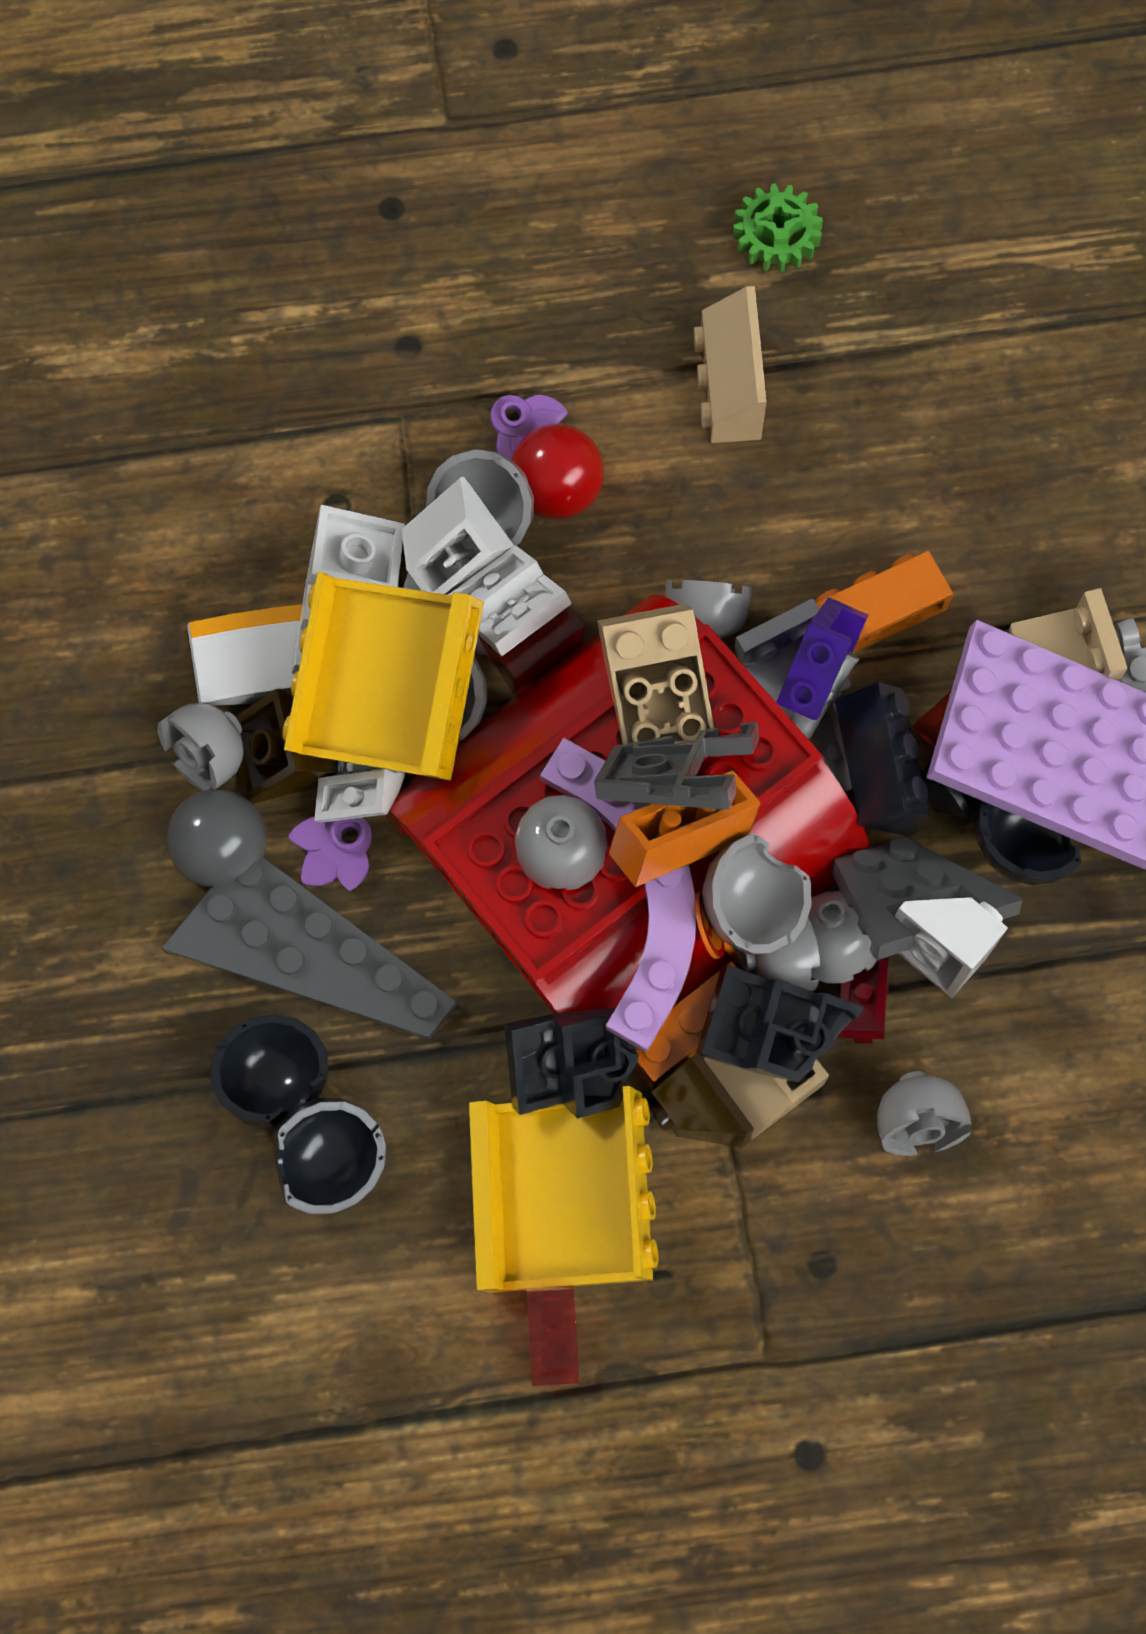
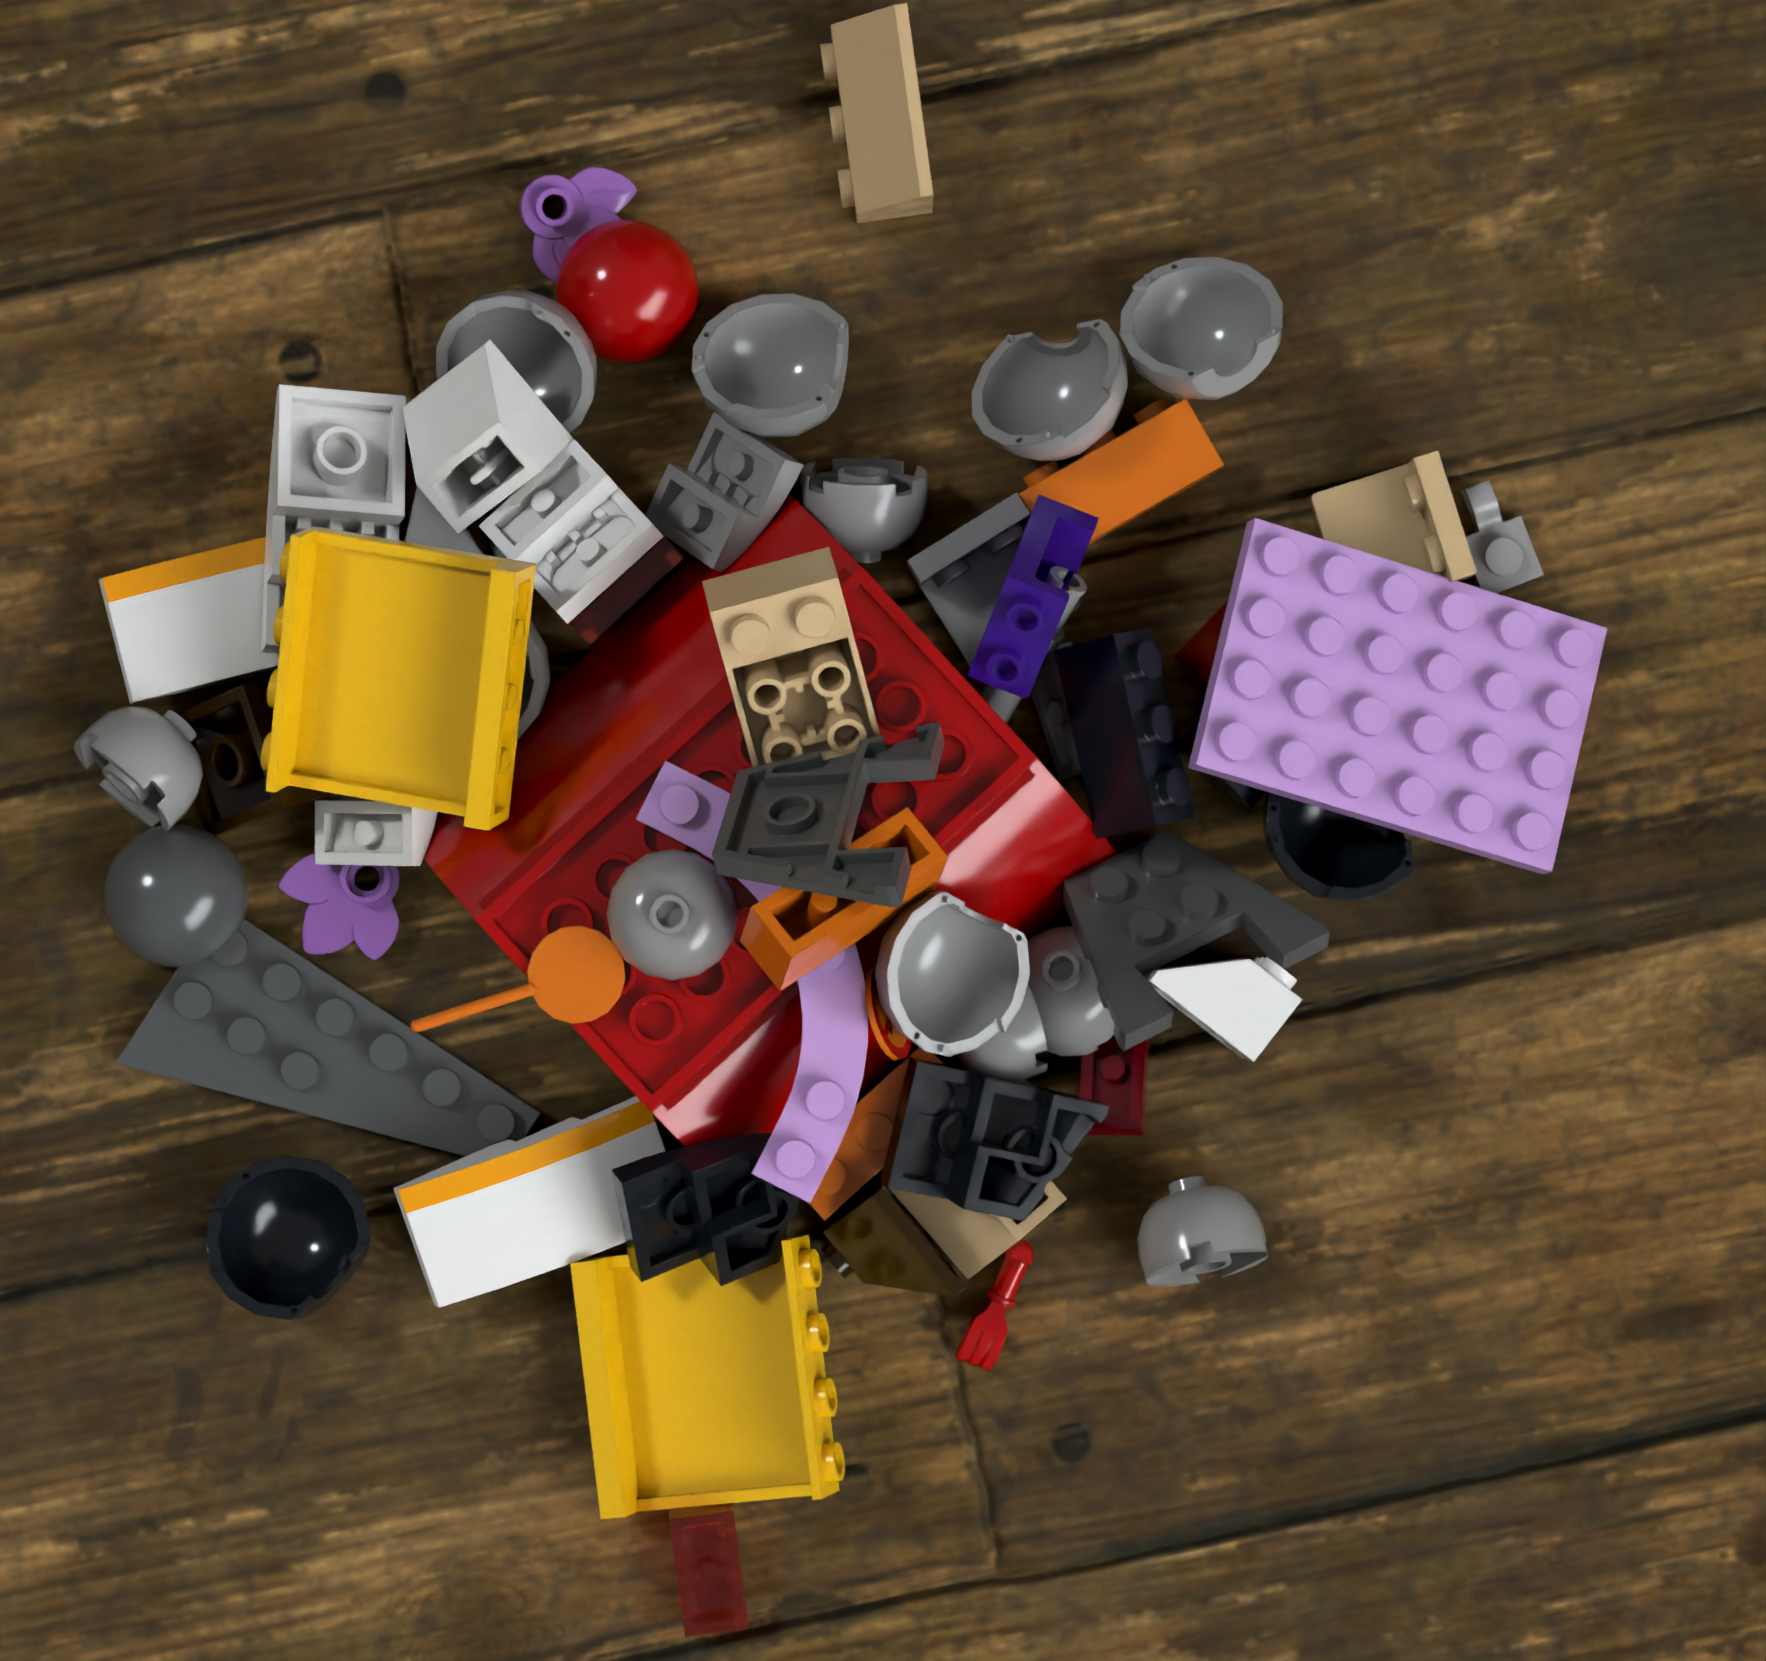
camera: 10 degrees left, 15 degrees up
(327, 1155) = (380, 1350): black cylinder -> none
(437, 1060) = (524, 1203): none -> white slope
(486, 883) = (571, 975): none -> orange piece
(618, 588) = (723, 495): none -> light grey slope
(652, 516) = (773, 364): none -> light grey cylinder
(766, 1174) = (988, 1326): none -> red piece
(836, 548) = (1051, 396): none -> light grey cylinder
(941, 509) = (1202, 326): none -> light grey cylinder

